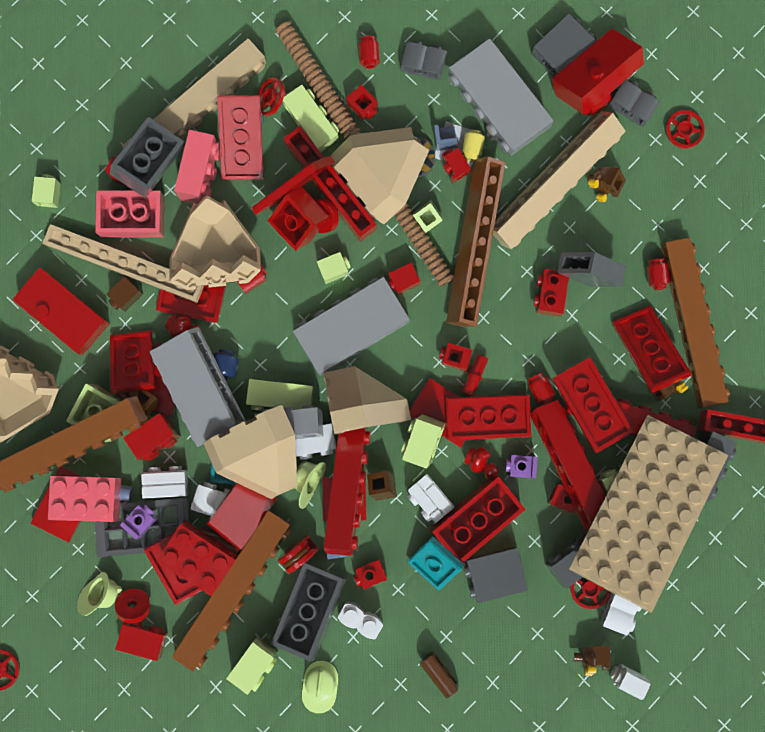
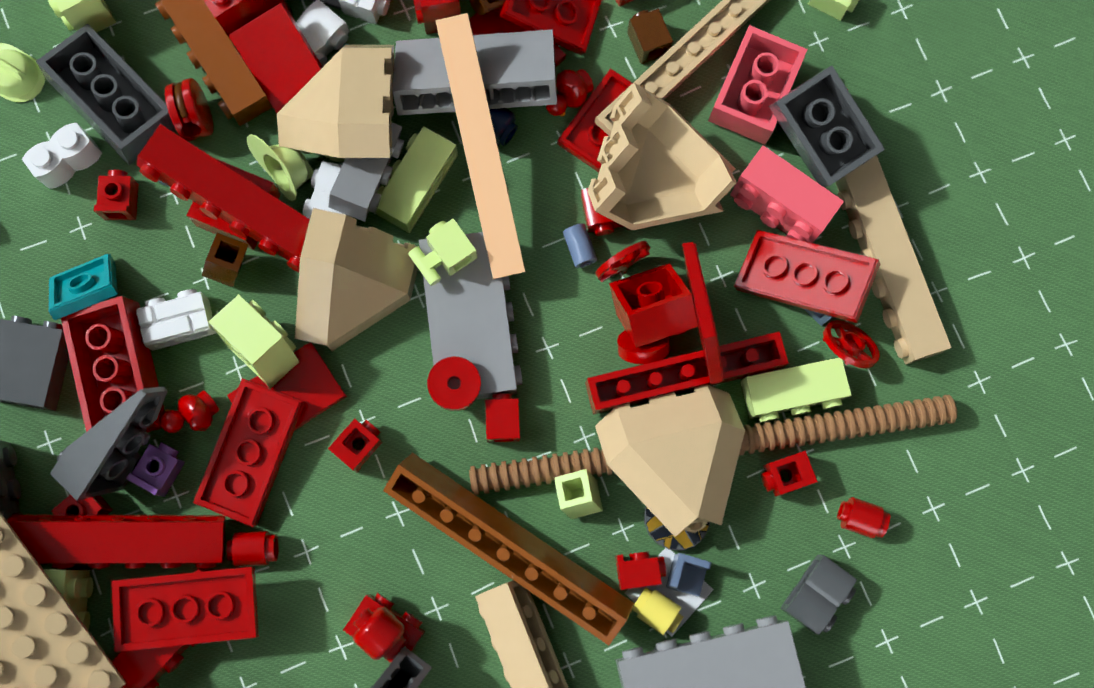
camera: 110 degrees right, 5 degrees down
(247, 358) = (480, 146): none -> light nougat tile
(278, 248) = (623, 260): none -> red wheel
(278, 280) = (580, 245): none -> sand blue piece
(318, 350) = (448, 248): none -> yellowish green brick
(333, 267) = (563, 328): yellowish green brick -> none
(396, 303) = (458, 398): none -> red piece
(475, 375) = (318, 461): red axle -> none
(530, 494) = (109, 450): none -> dark grey wedge
(557, 289) = (379, 633): none -> red head

